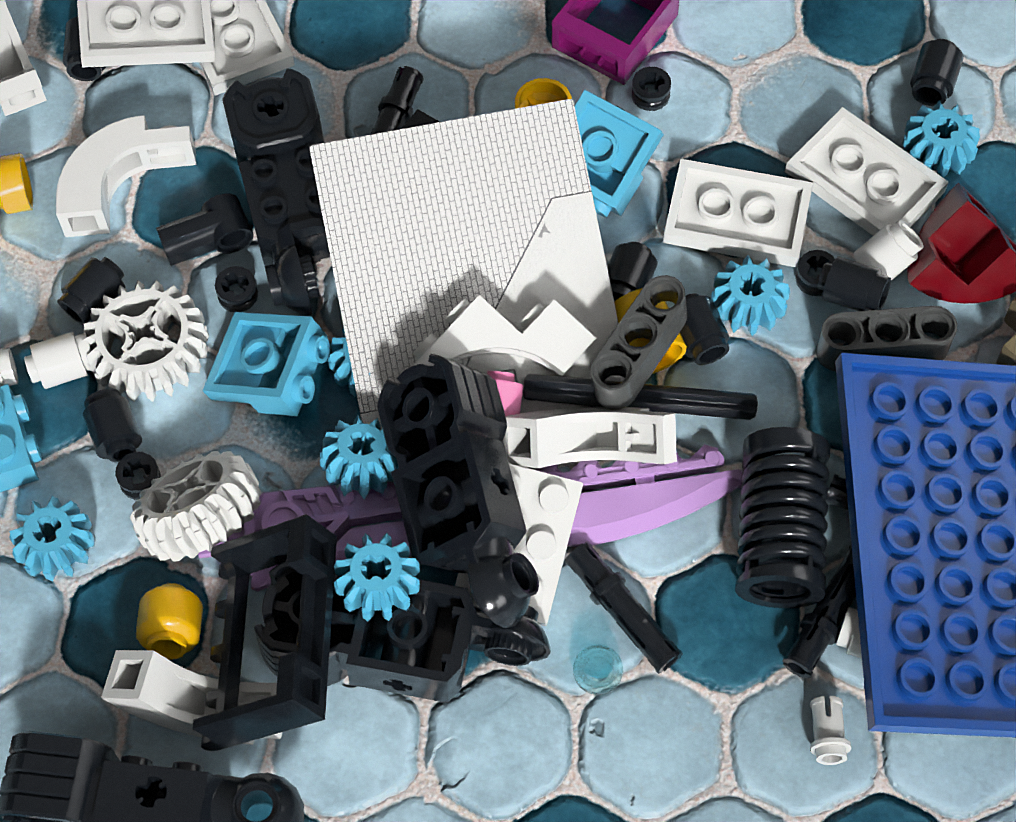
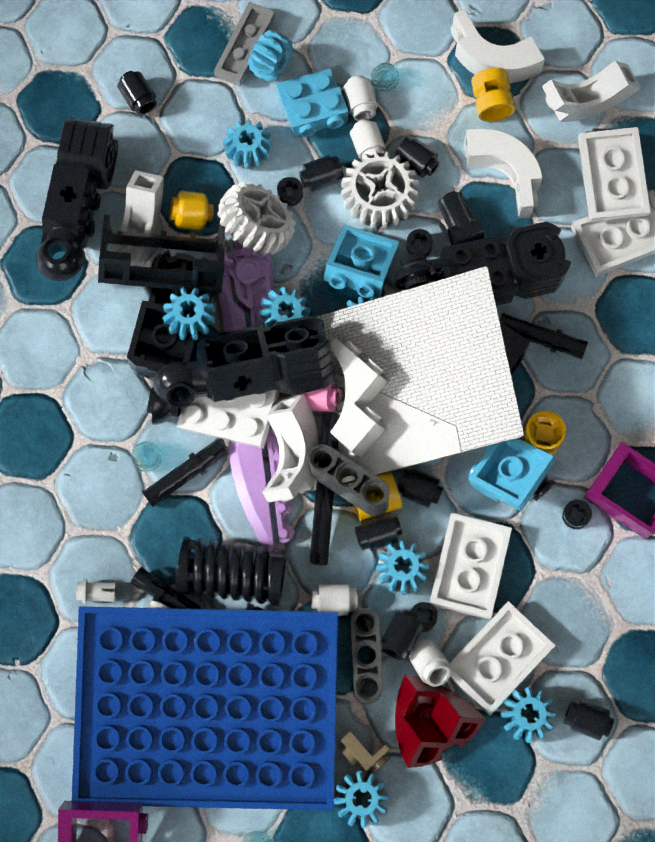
camera: 90 degrees right, 10 degrees up
(806, 384) = (335, 598): none -> white brick

